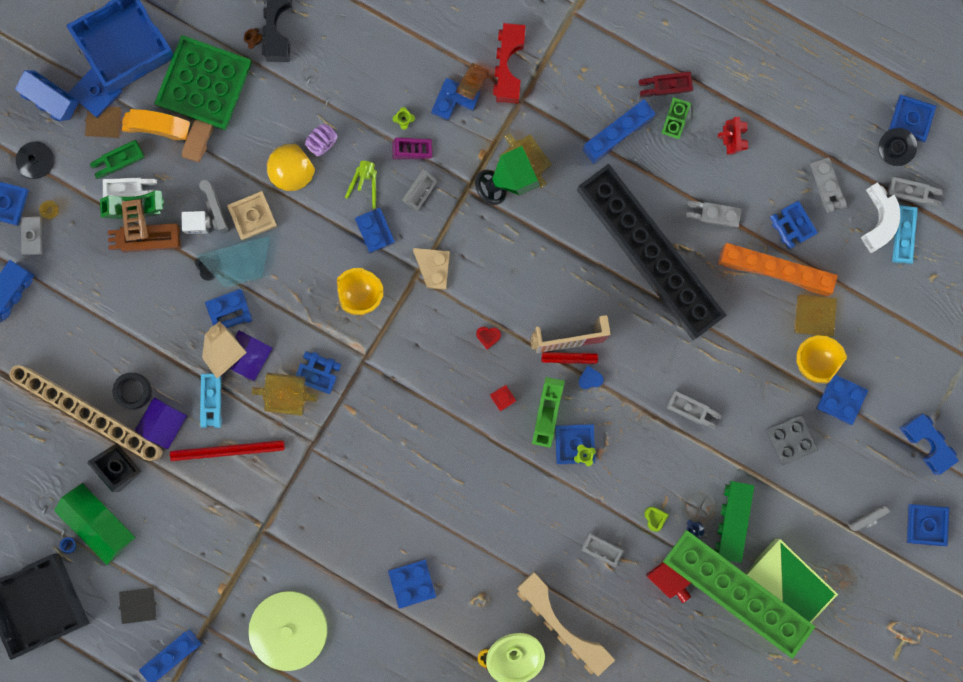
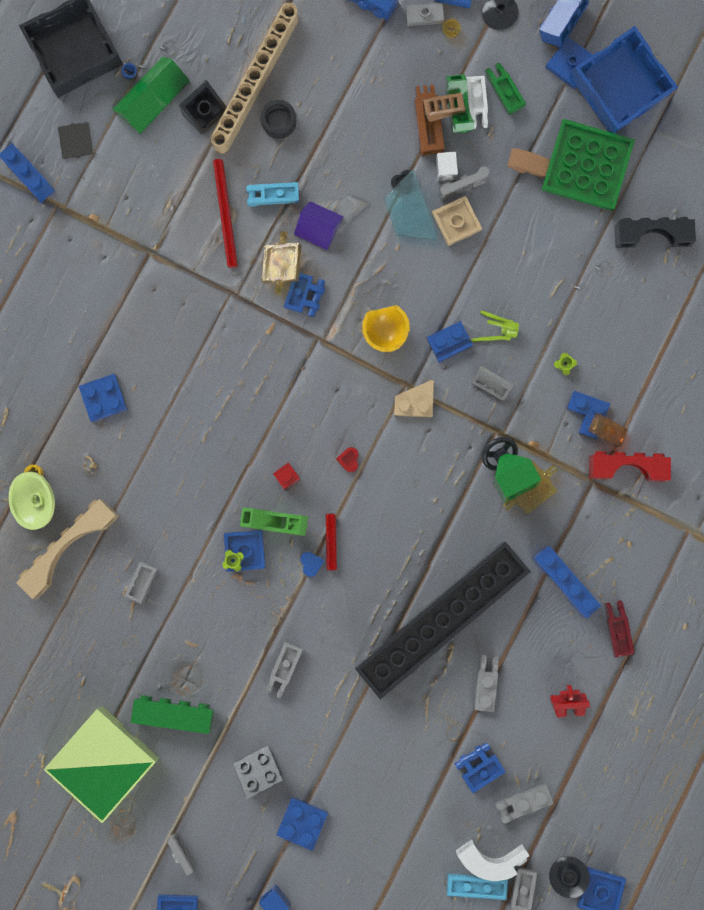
camera: 90 degrees right, 0 degrees up
(105, 125) = (539, 75): clear orange piece -> none
(155, 123) = (542, 121): light orange arch -> none
(160, 423) = (248, 148): dark purple slope -> none
(221, 349) = (322, 199): tan slope -> none
(227, 305) = (367, 204): blue plate -> none
(252, 37) = (637, 209): reddish brown plate -> none
(288, 630) = (55, 282): yellowish green dish -> none
(289, 167) = (507, 254): yellow cylinder -> none
(321, 139) = (537, 282): lavender gear -> none
(412, 142) = (541, 365): magenta slope -> none
(601, 333) = (345, 504): tan panel -> none
(656, 518) = (174, 635): lime tile -> none
(669, 582) = (115, 652): red torso -> none
(676, 118) = (584, 641): bright green slope -> none
(695, 528) = (163, 675): dark blue plate -> none
(739, 594) = (98, 721): bright green plate -> none
(794, 273) = (432, 752): orange arch -> none
(815, 315) = (387, 793): clear yellow plate -> none
(820, 358) = (341, 799): yellow cylinder -> none

